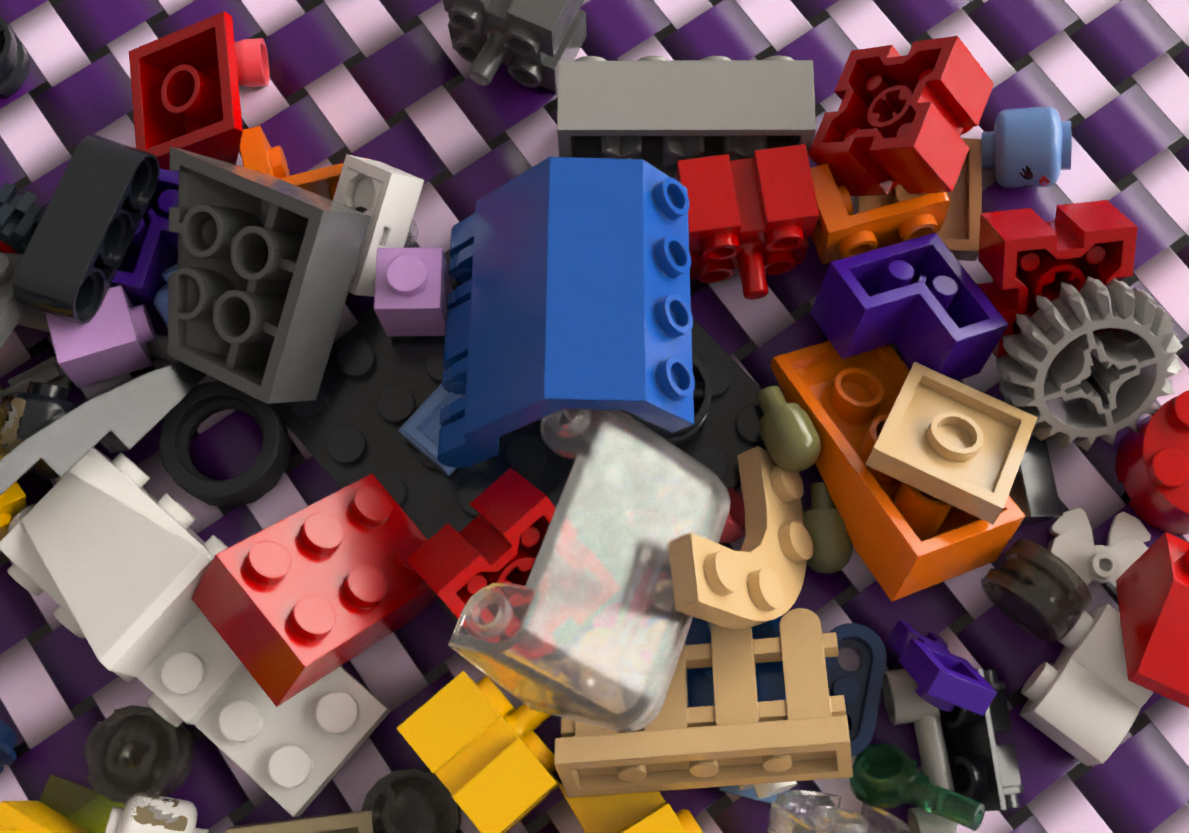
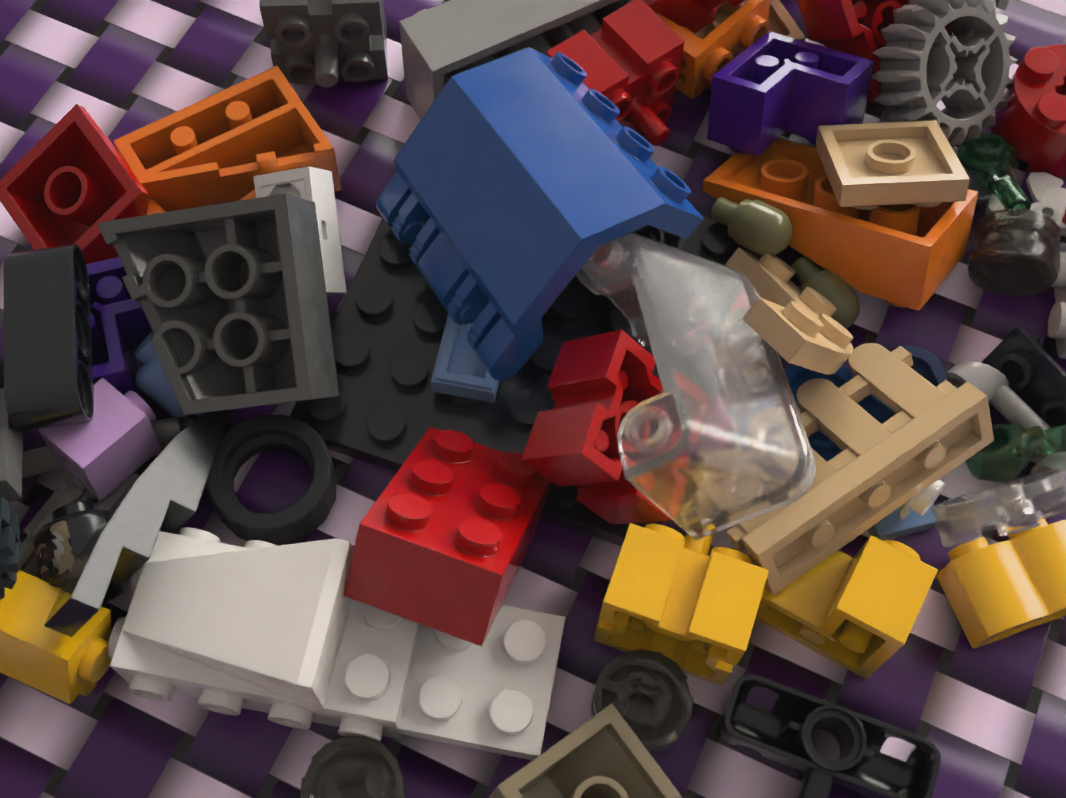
camera: 35 degrees left, 10 degrees down
(354, 104) = (221, 142): none -> orange wedge
(412, 291) = (378, 261): lavender brick -> none
(939, 675) = (996, 342): dark purple plate -> none
(1081, 482) = (991, 161): none -> clear green plate

